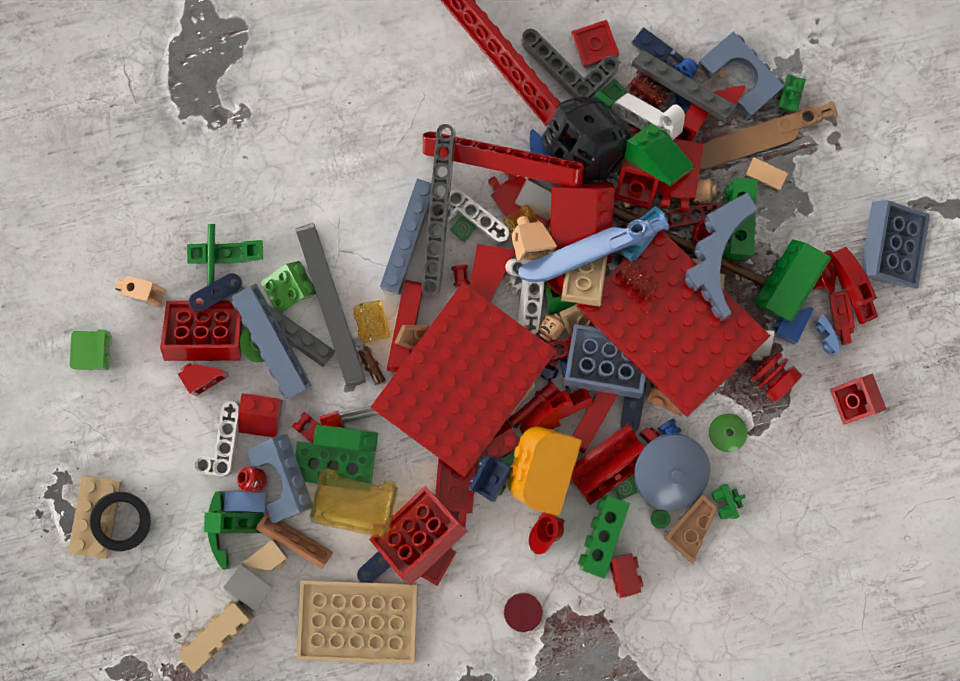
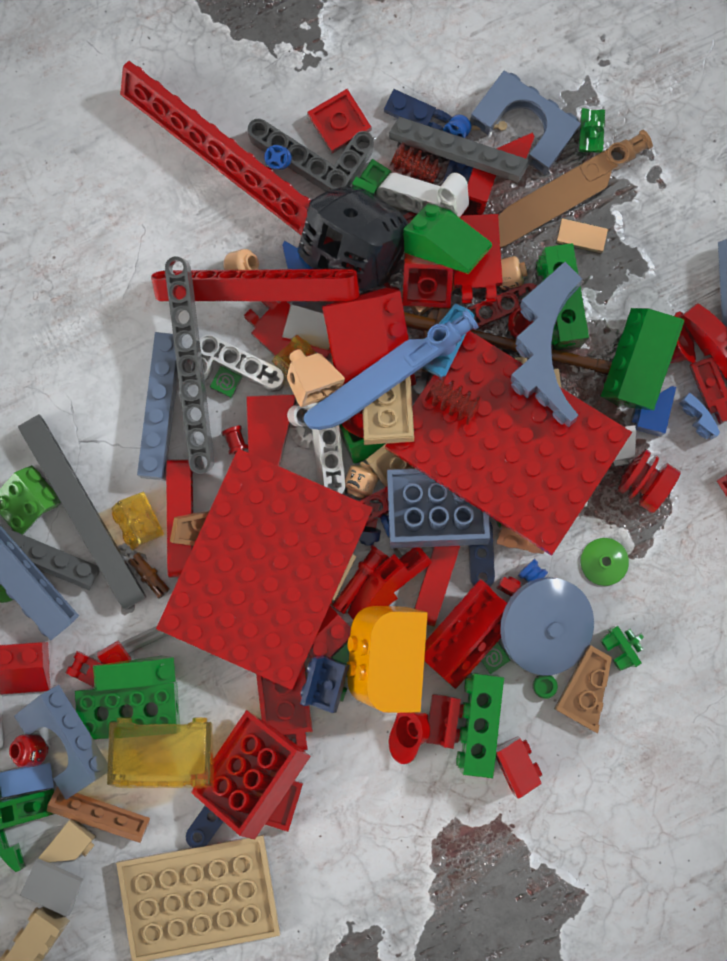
camera: 15 degrees left, 0 degrees up
(495, 136) = (241, 260): none -> light nougat head
(523, 612) = (401, 840): dark red tile -> none
(538, 61) = (273, 157): none -> blue wheel
(576, 527) = (444, 720): none -> red bracket

